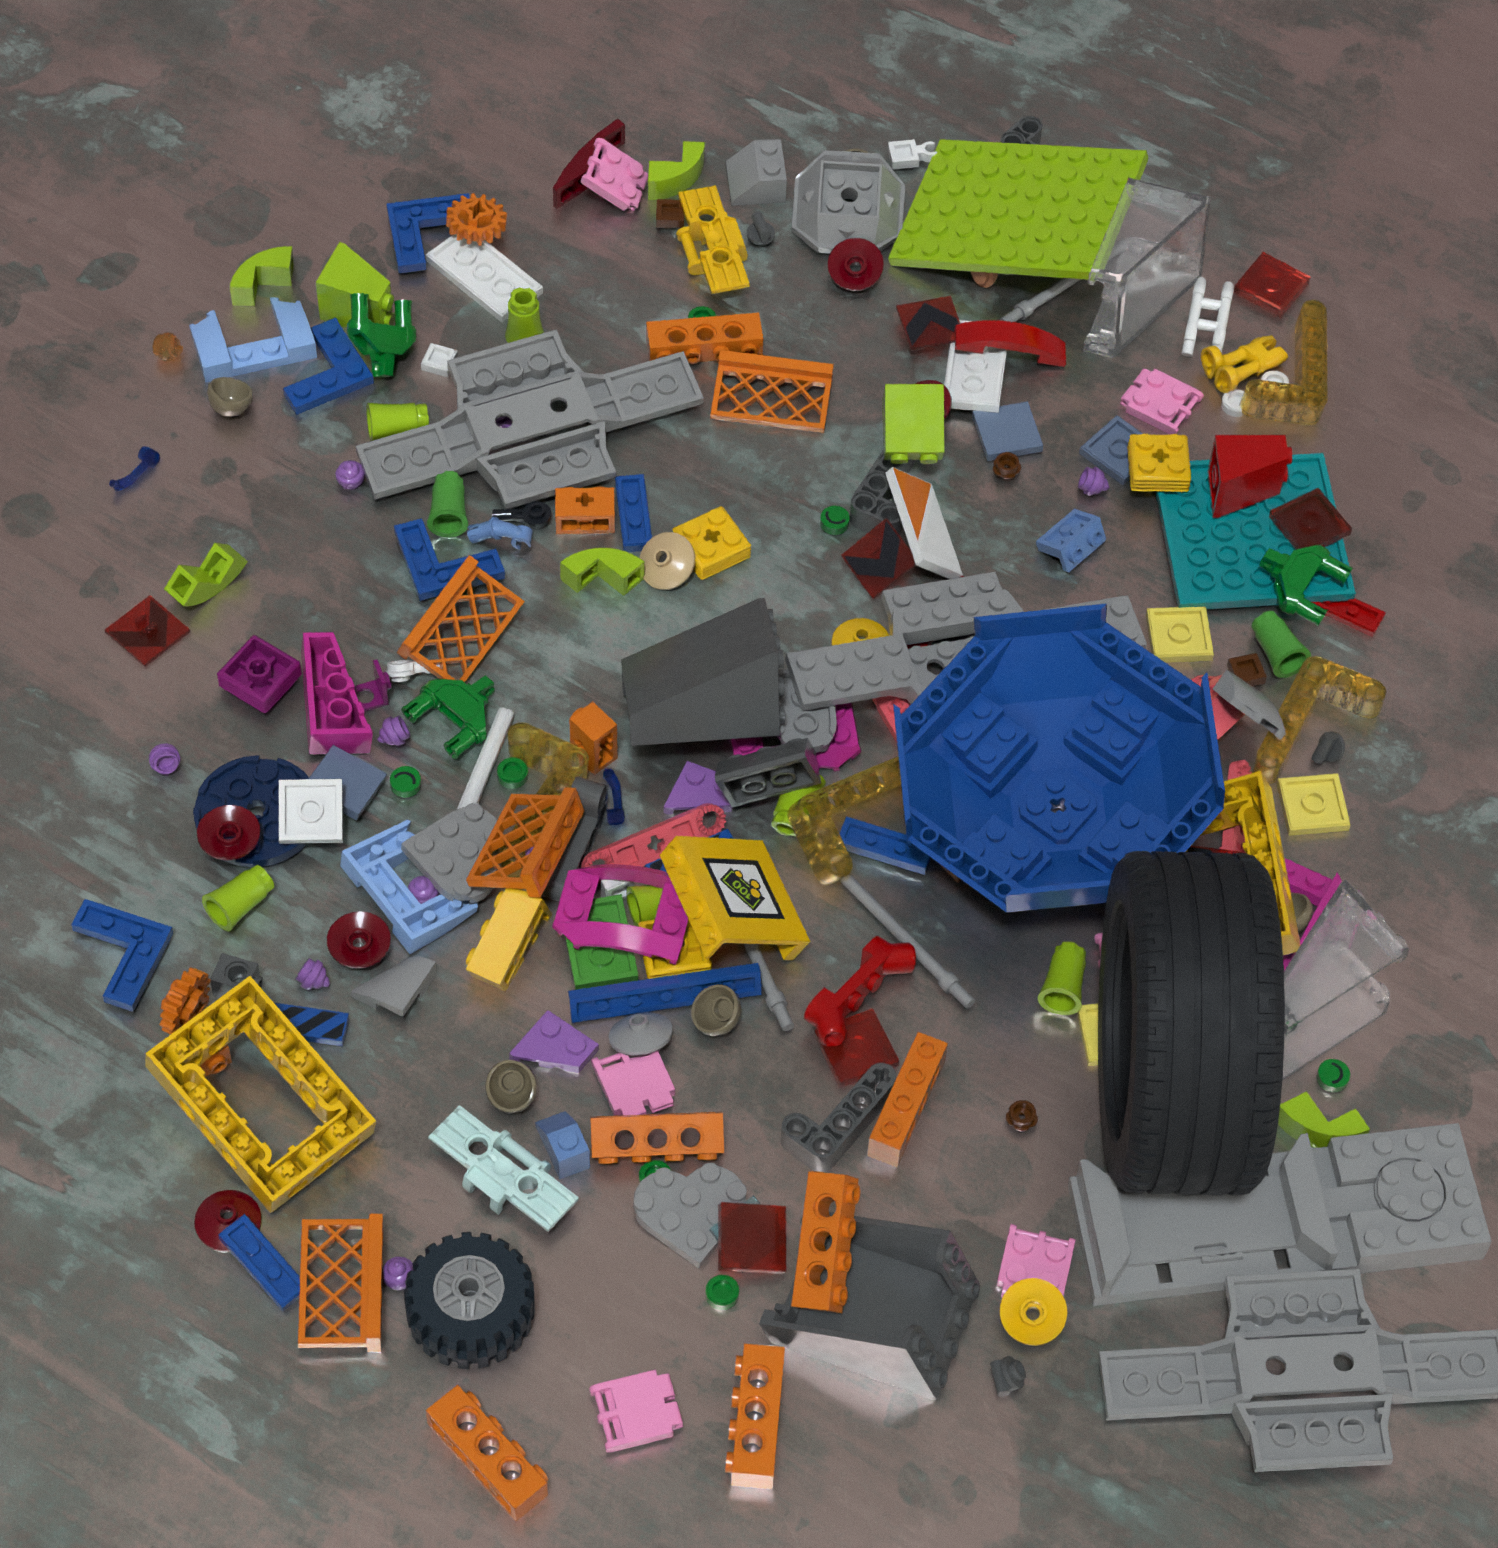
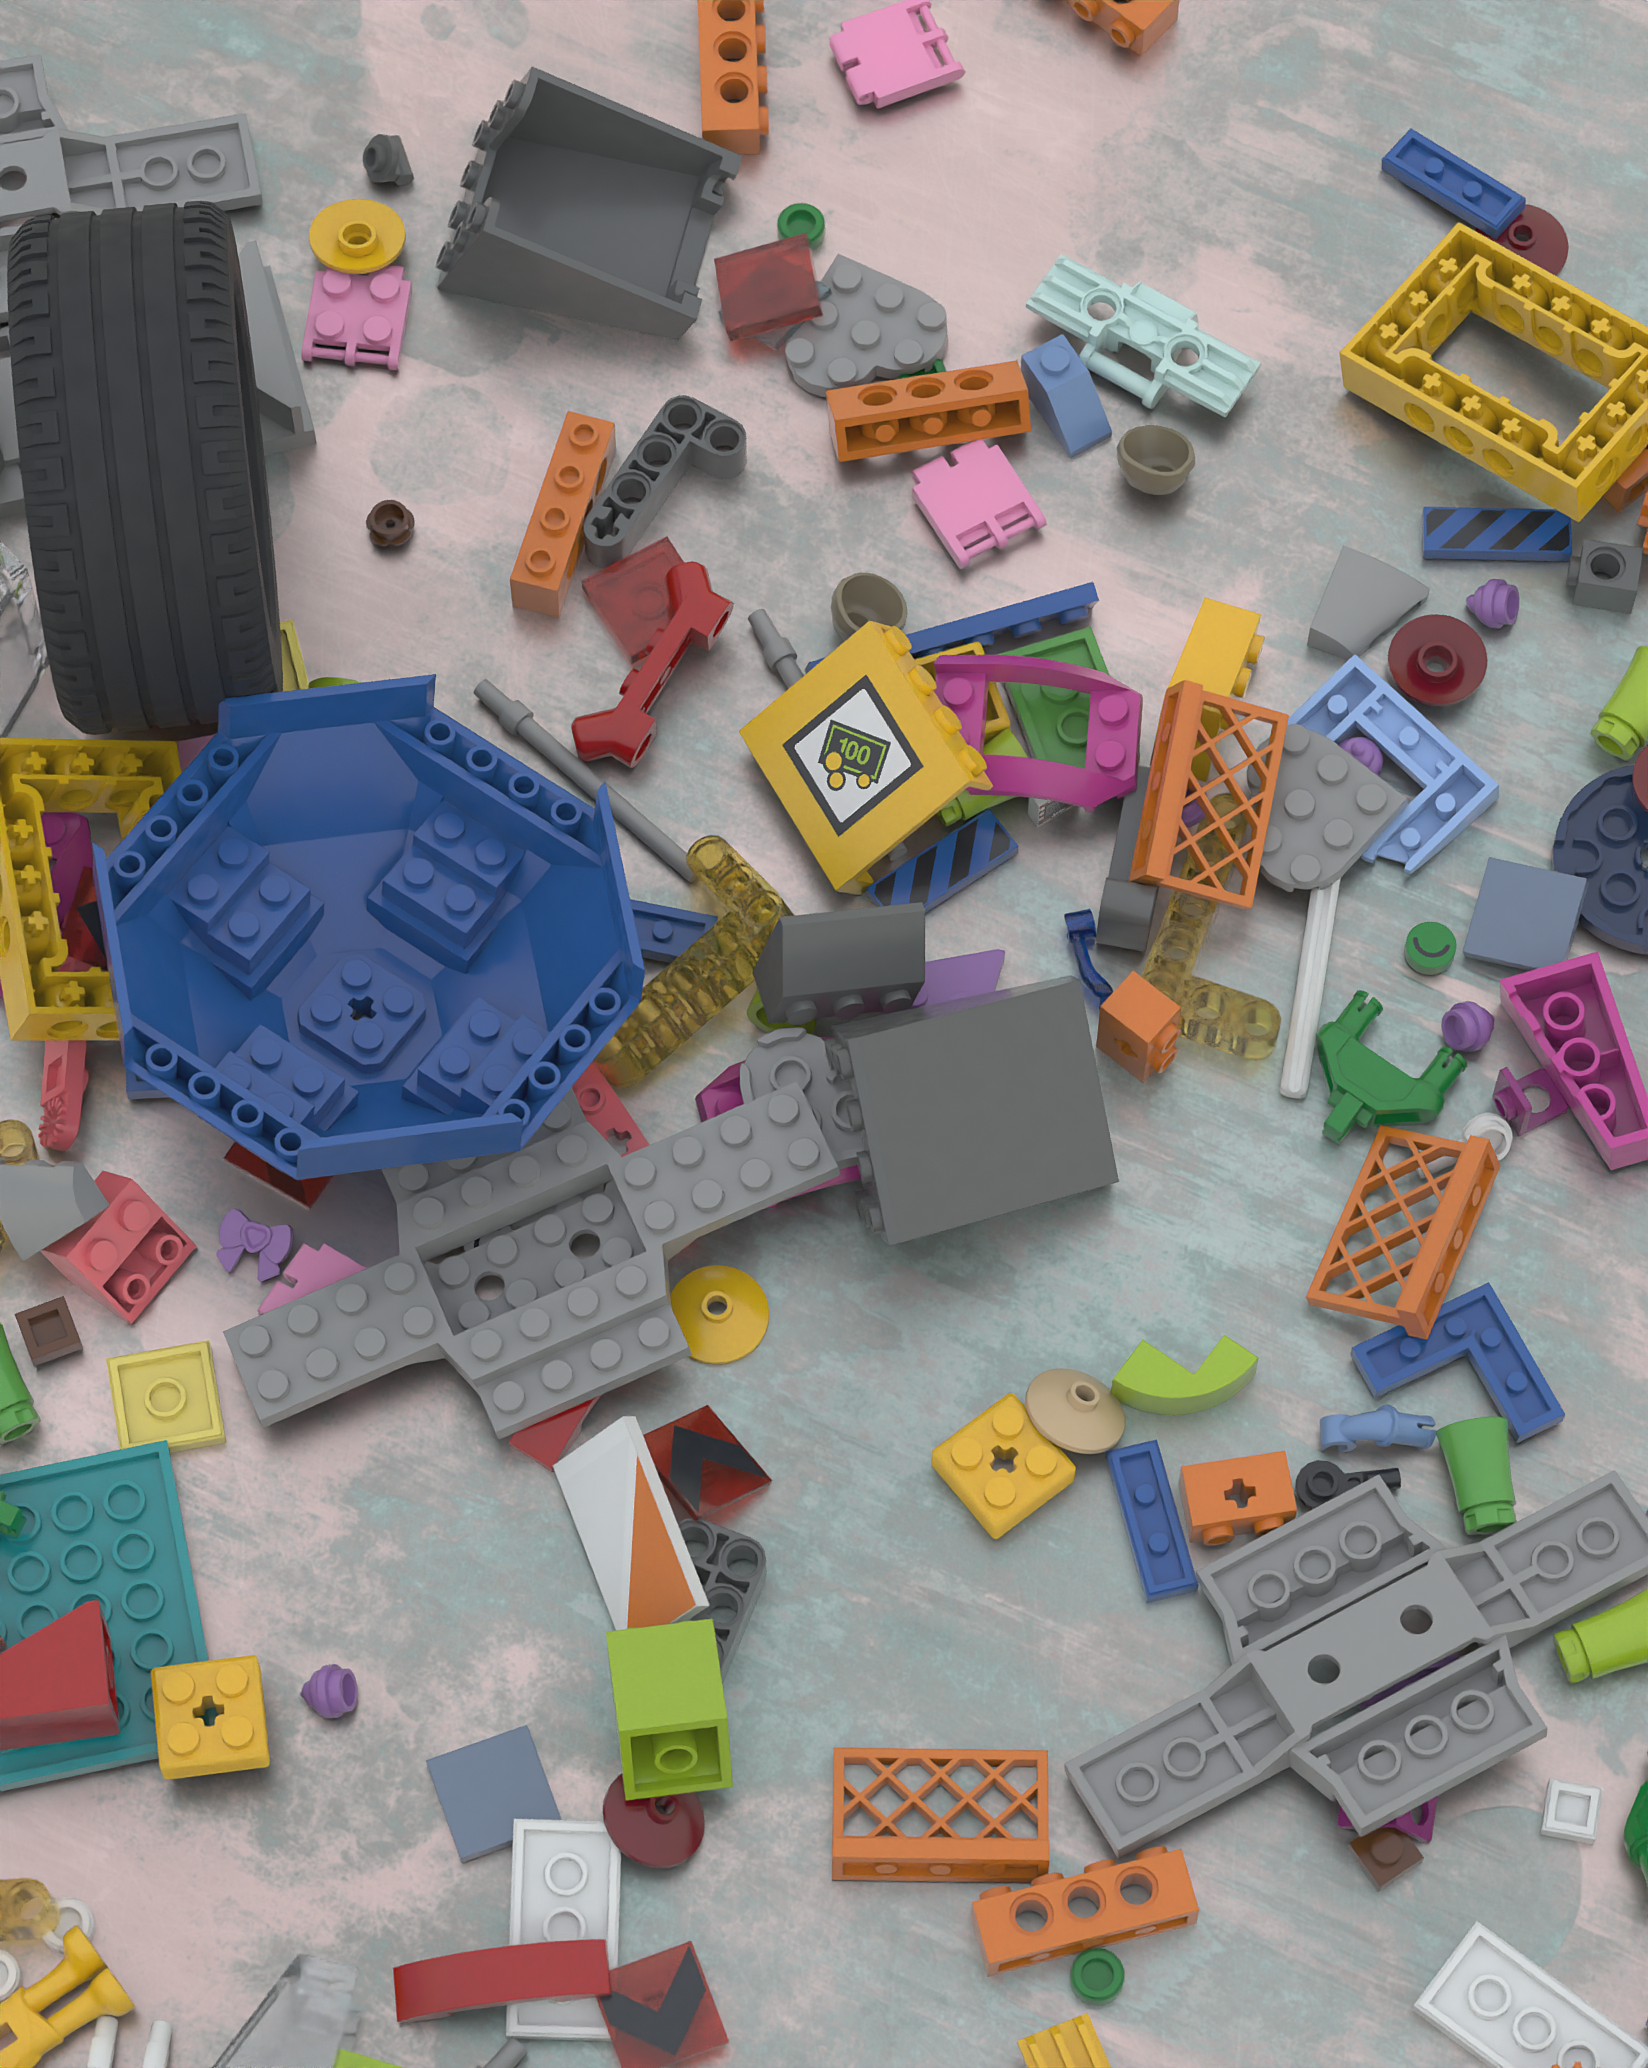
camera: 175 degrees right, 10 degrees up
(310, 811) = (1563, 829): white plate -> none
(370, 1290) = (1295, 173): orange fence -> none
(396, 1271) = (1260, 193): medium lavender plate -> none
(469, 1300) = (1151, 146): black wheel -> none
(512, 773) = (1263, 981): green tile -> none
(523, 315) = (1423, 1912): lime plant -> none
(555, 1044) = (1104, 548): medium lavender wing -> none
(634, 848) = (1017, 875): coral piece -> none
(640, 1033) = (955, 574): light grey dish -> none
(816, 1227) = (660, 249): orange brick -> none
(834, 520) = (791, 1552): green tile -> none
(1007, 460) = (486, 1696): reddish brown plate -> none
(1073, 538) = (364, 1561): medium blue bracket -> none
(1109, 449) = (291, 1793): sand blue tile -> none
(1158, 399) = (210, 1908): bright pink plate -> none

